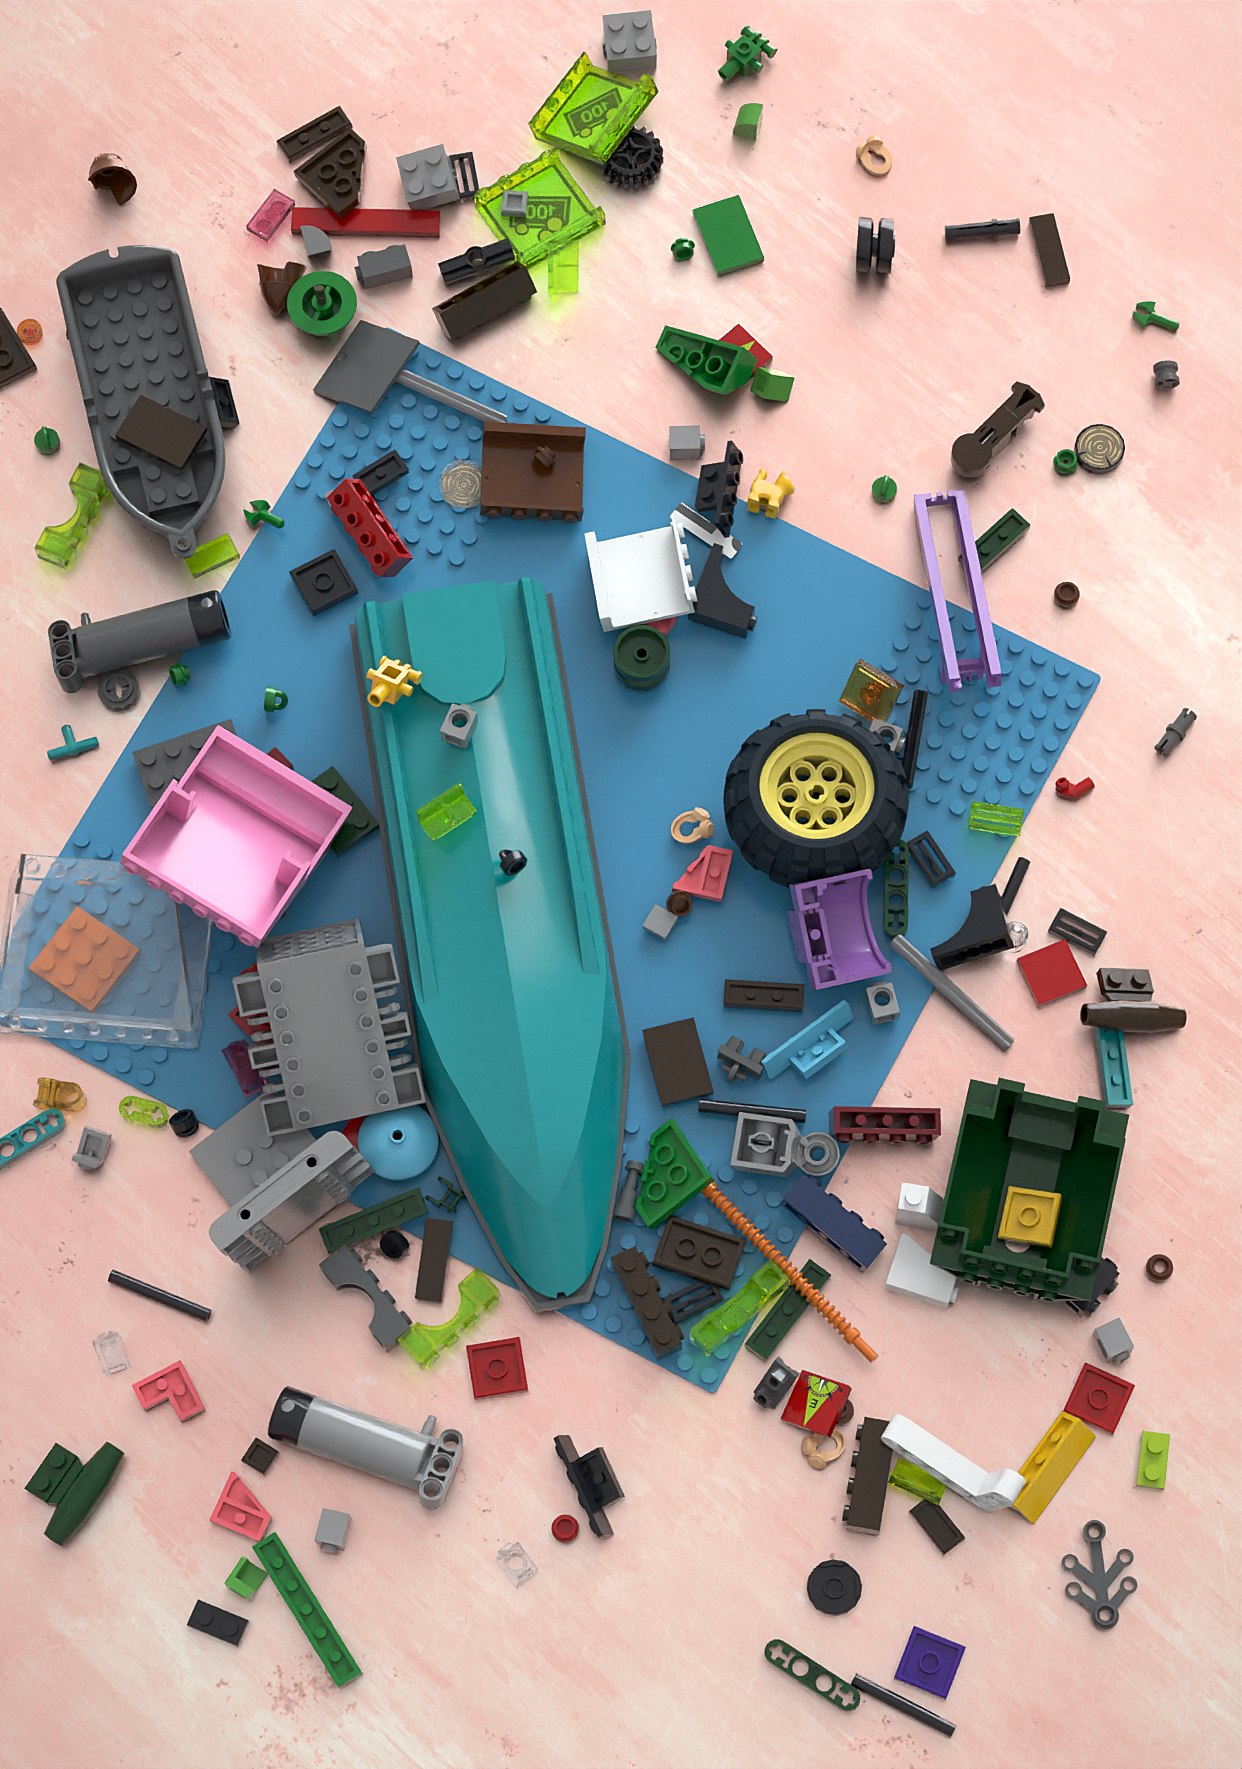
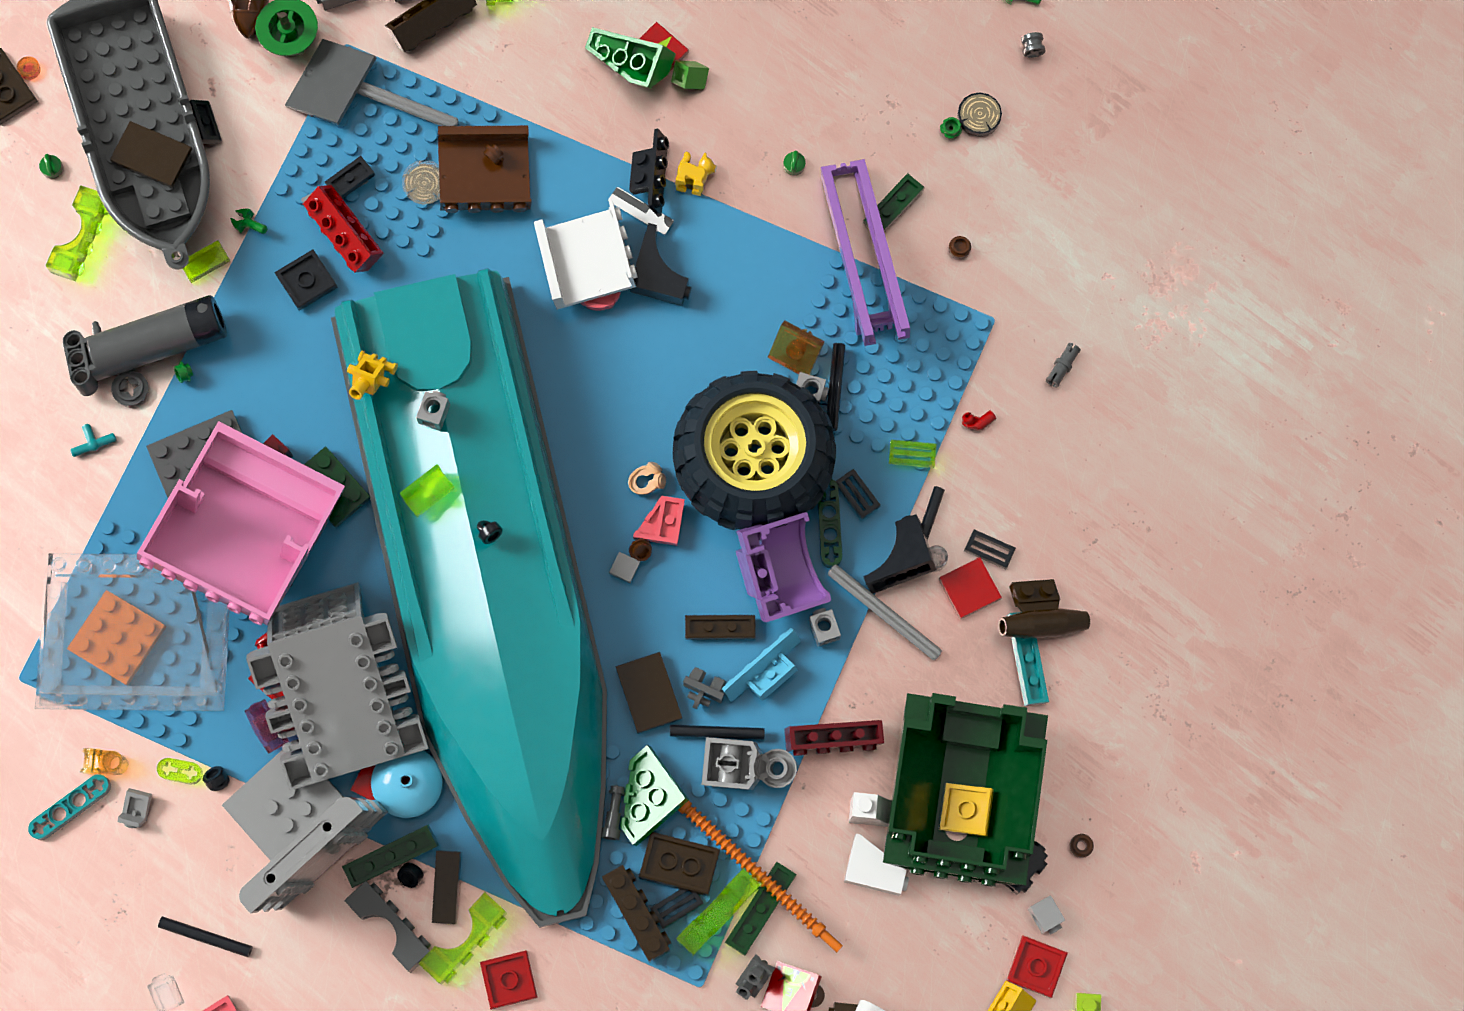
camera: 10 degrees left, 5 degrees up
(270, 699) = (265, 389): green tile -> none
(451, 1208) = (461, 833): dark green piece -> none
(641, 657) = (602, 324): dark green wheel -> none
(685, 442) = (617, 132): light grey brick -> none
(833, 1222) = (795, 828): dark blue brick -> none
(974, 451) = (871, 124): dark brown piece -> none

